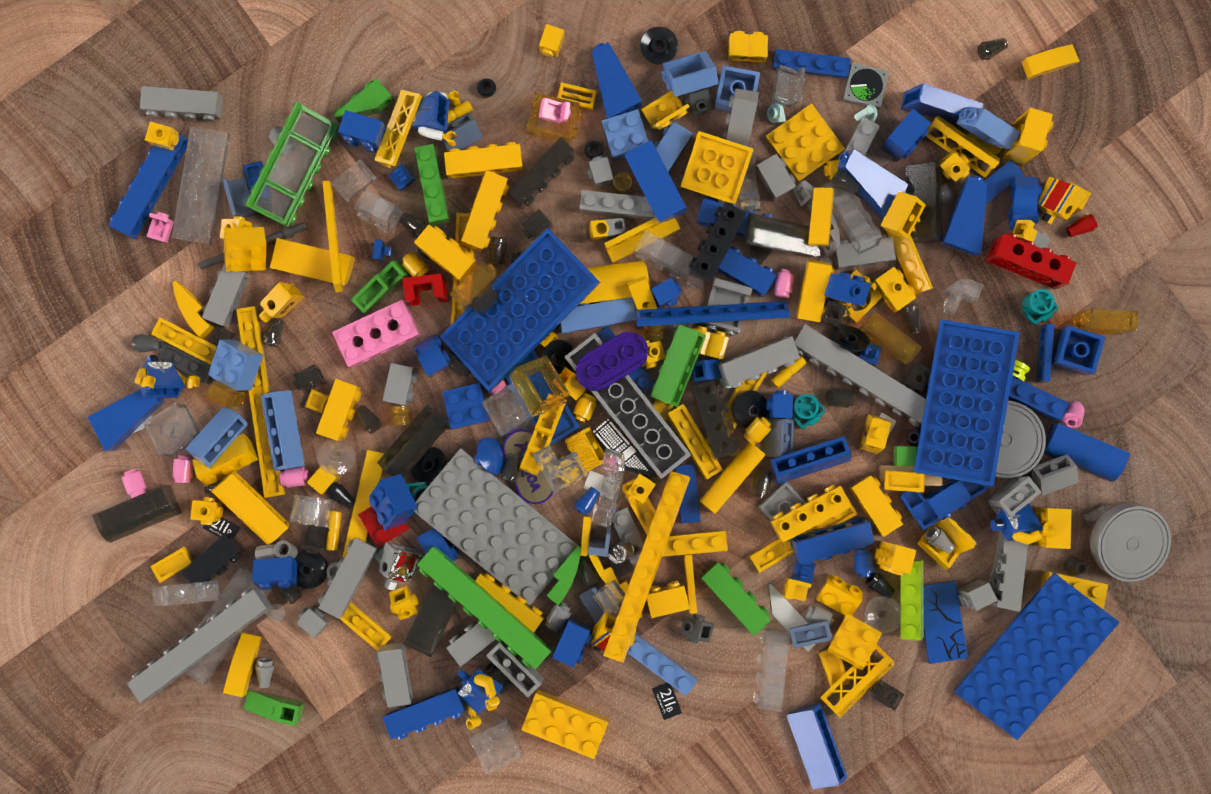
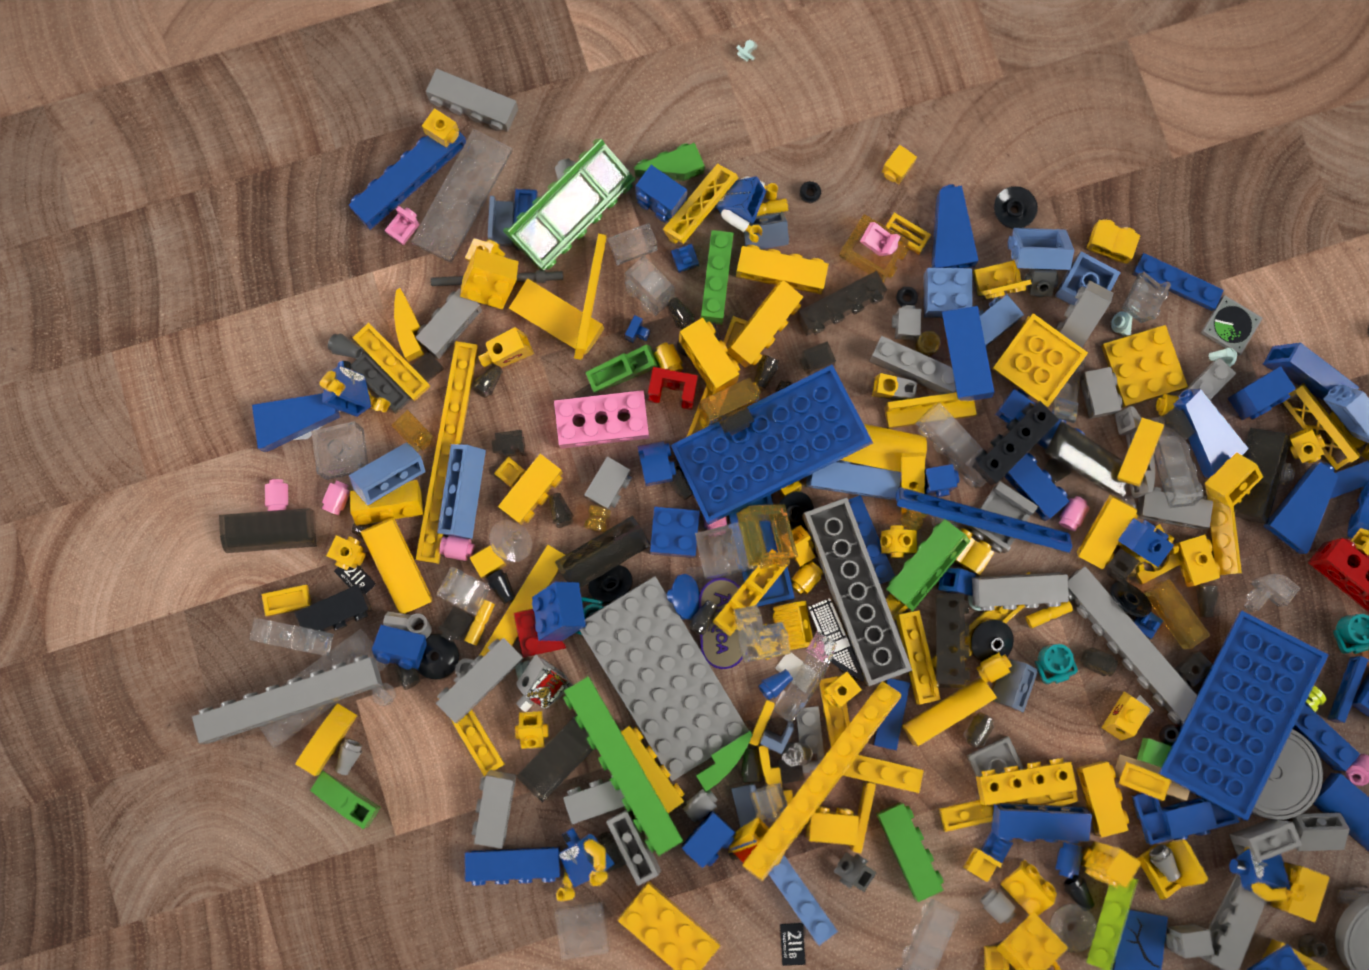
camera: 10 degrees right, 5 degrees down
(235, 364) = (434, 401): medium blue brick -> none
(313, 621) = (422, 716): light grey brick -> none
(435, 538) = (591, 668): blue brick -> none
(611, 361) = (856, 535): dark purple tile -> none
(780, 405) = (1029, 648): blue brick -> none
(785, 613) = (966, 900): white sticker -> none
(810, 634) = (984, 921): sand blue panel -> none
(811, 460) = (1045, 721): blue brick -> none

